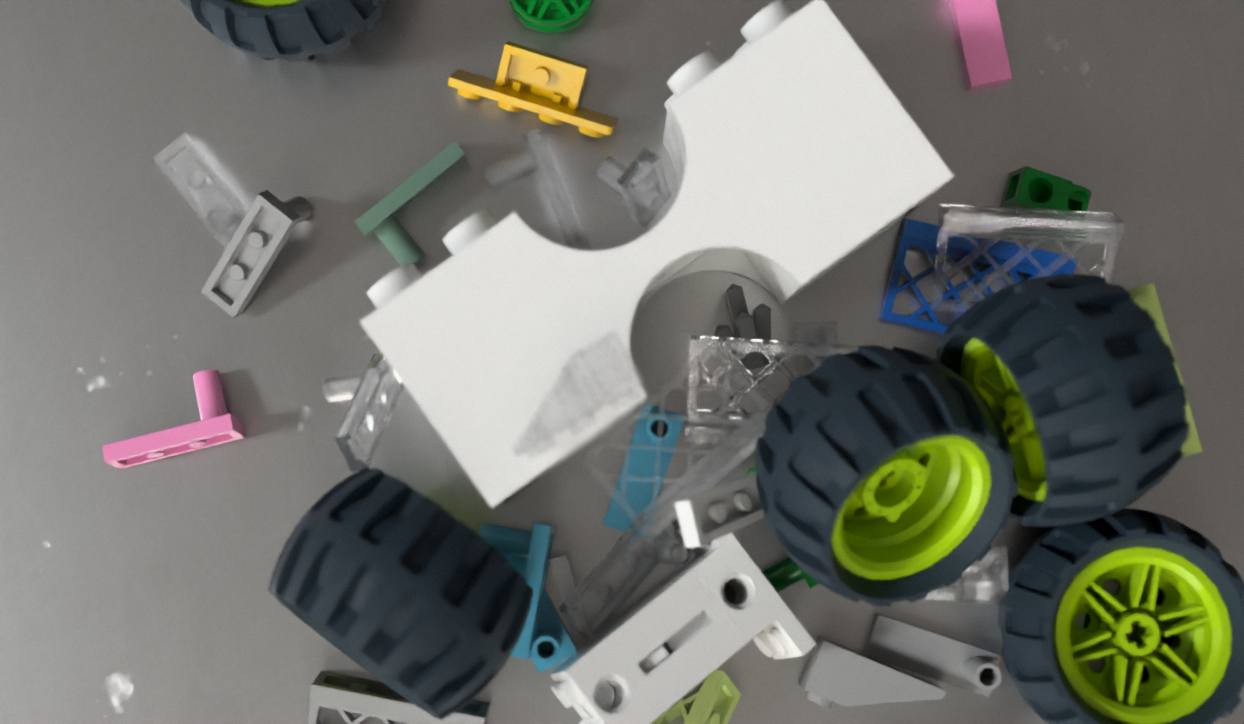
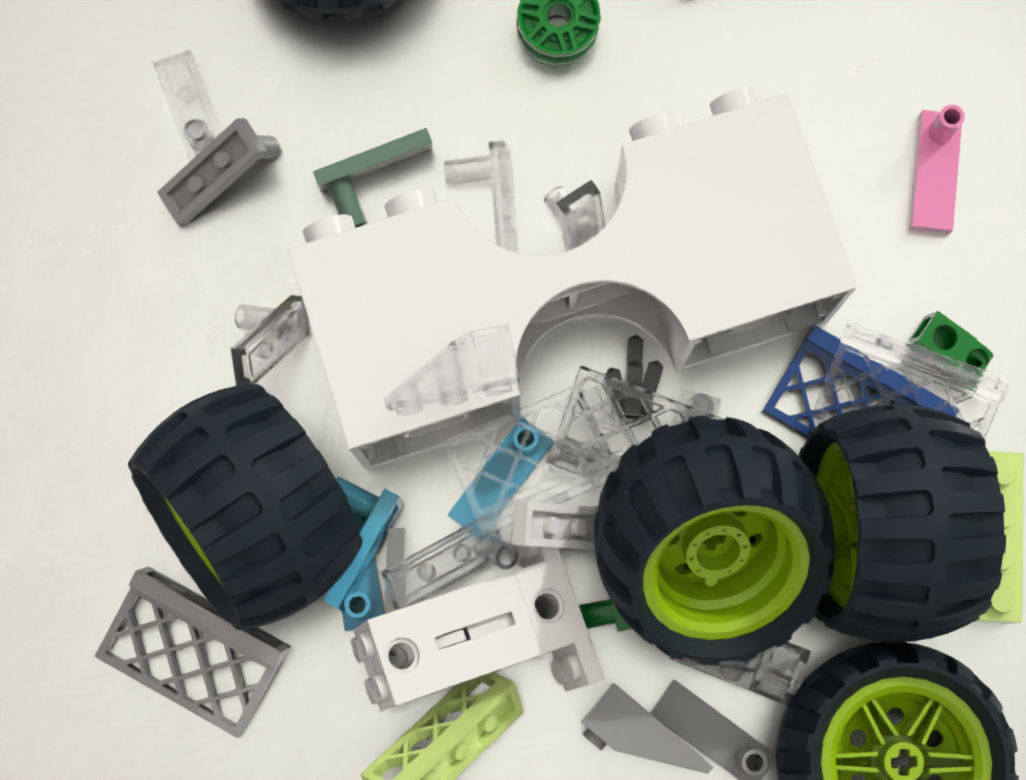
camera: 25 degrees right, 5 degrees down
(213, 429) = (125, 317): bright pink piece -> none
(537, 84) = (517, 102): yellow bracket -> none

